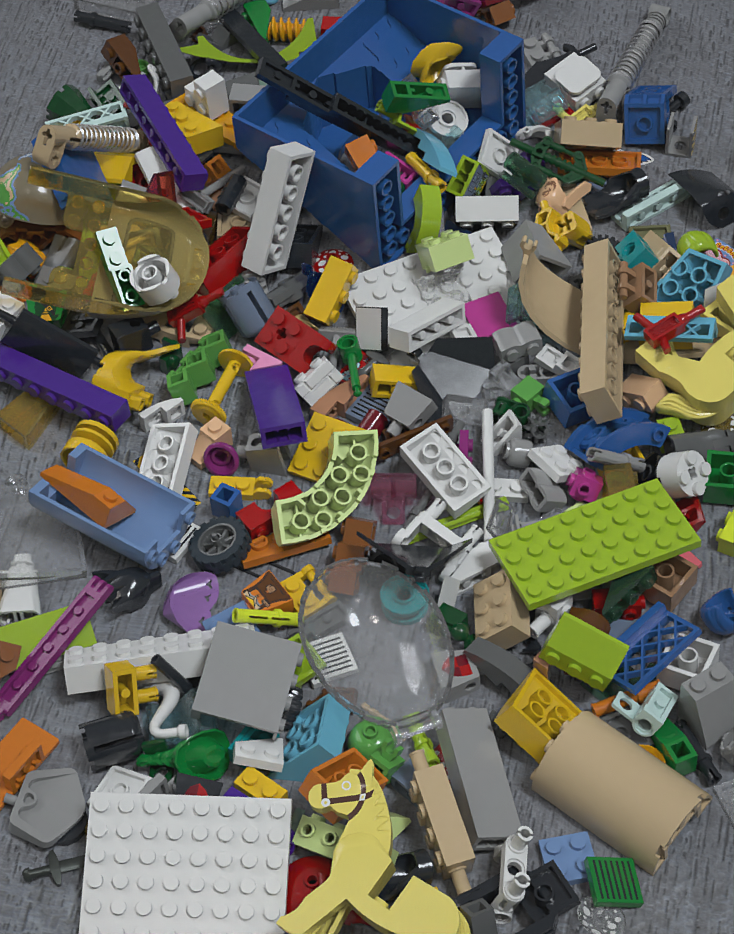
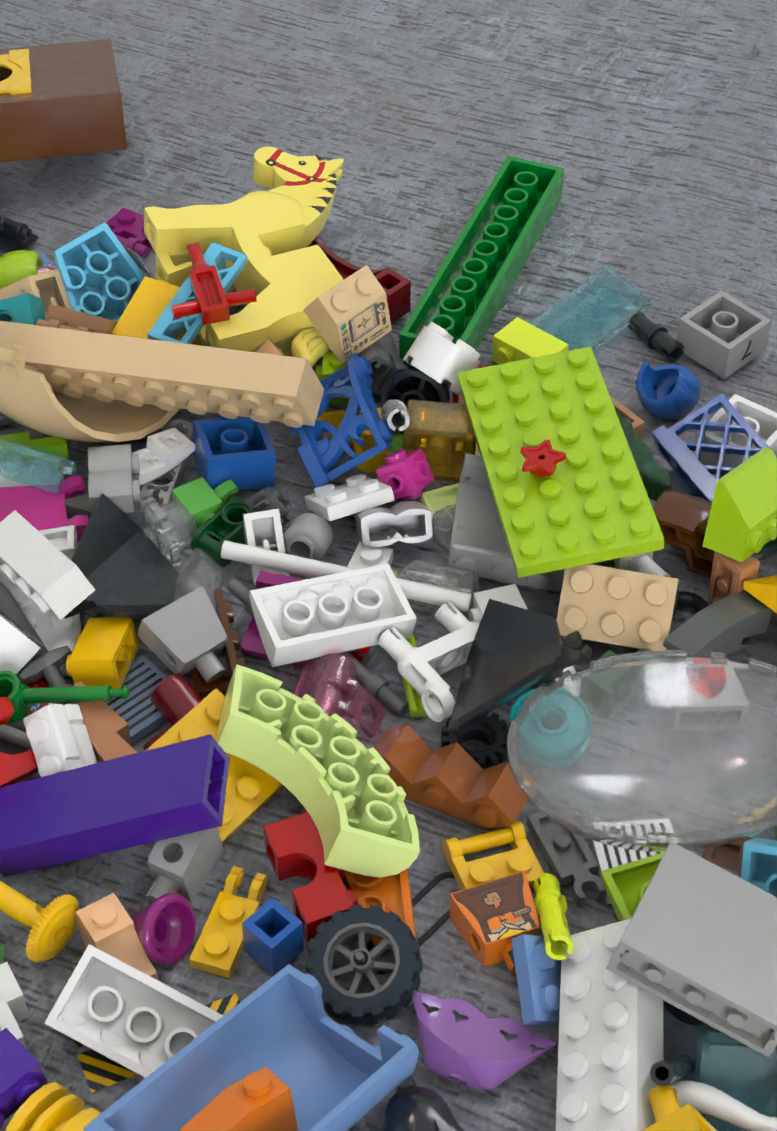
camera: 80 degrees left, 5 degrees down
(578, 533) = (541, 459): none -> red plate
(691, 411) = (351, 314): none -> tan slope

